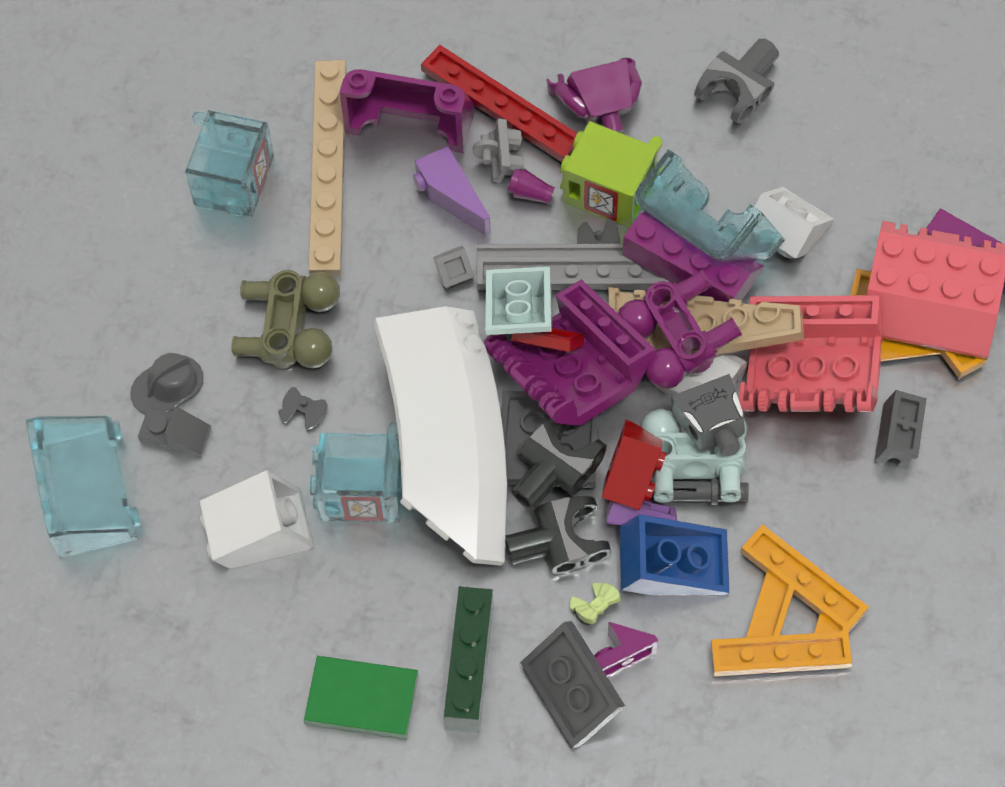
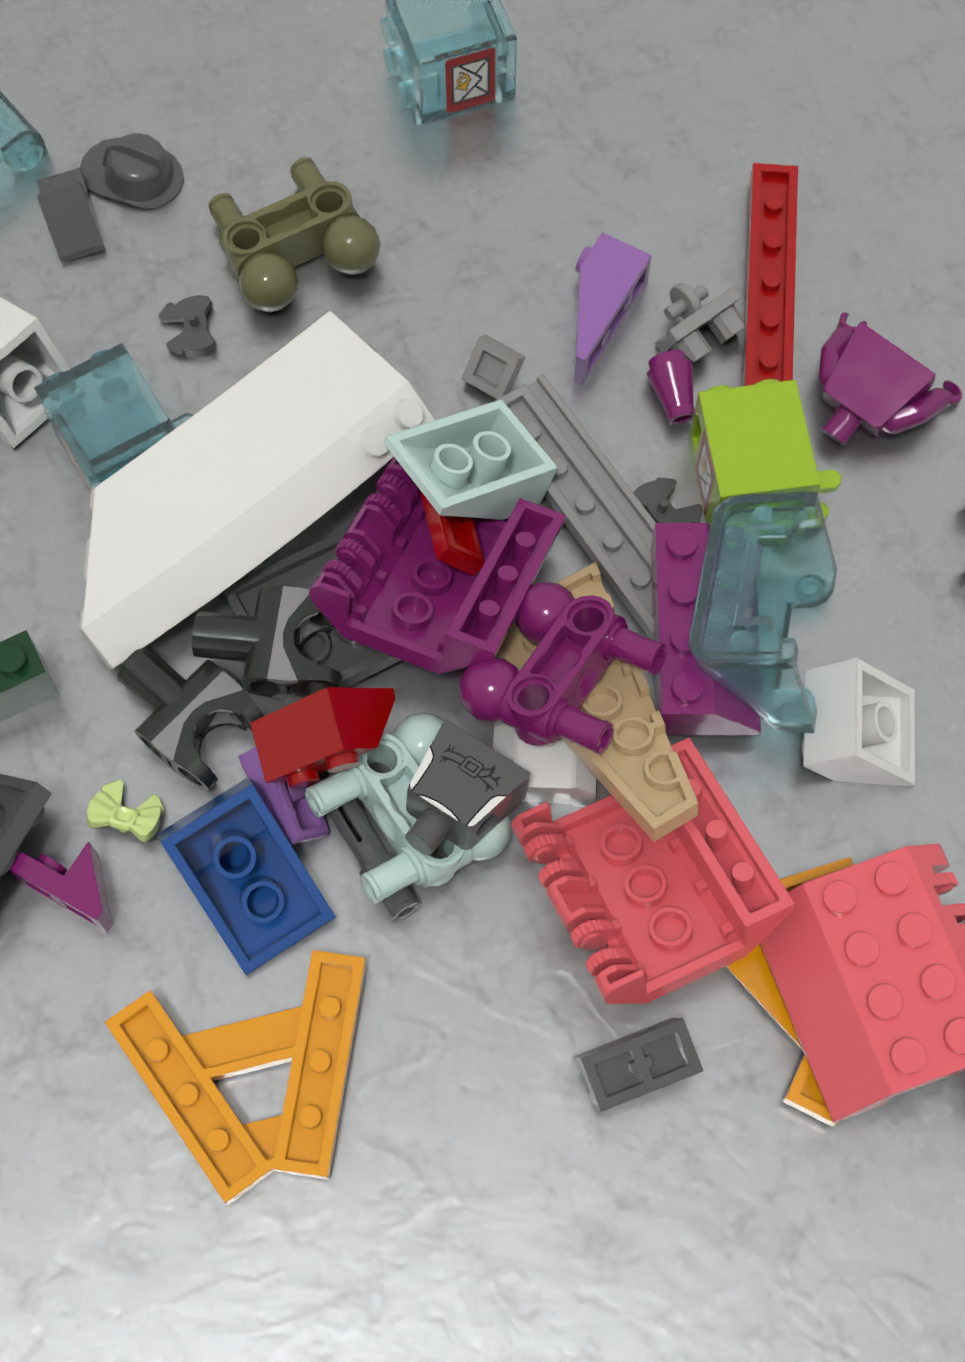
camera: 55 degrees right, 5 degrees up
(327, 169) = (536, 158): tan plate -> none
(371, 93) = (656, 136): magenta windscreen -> none

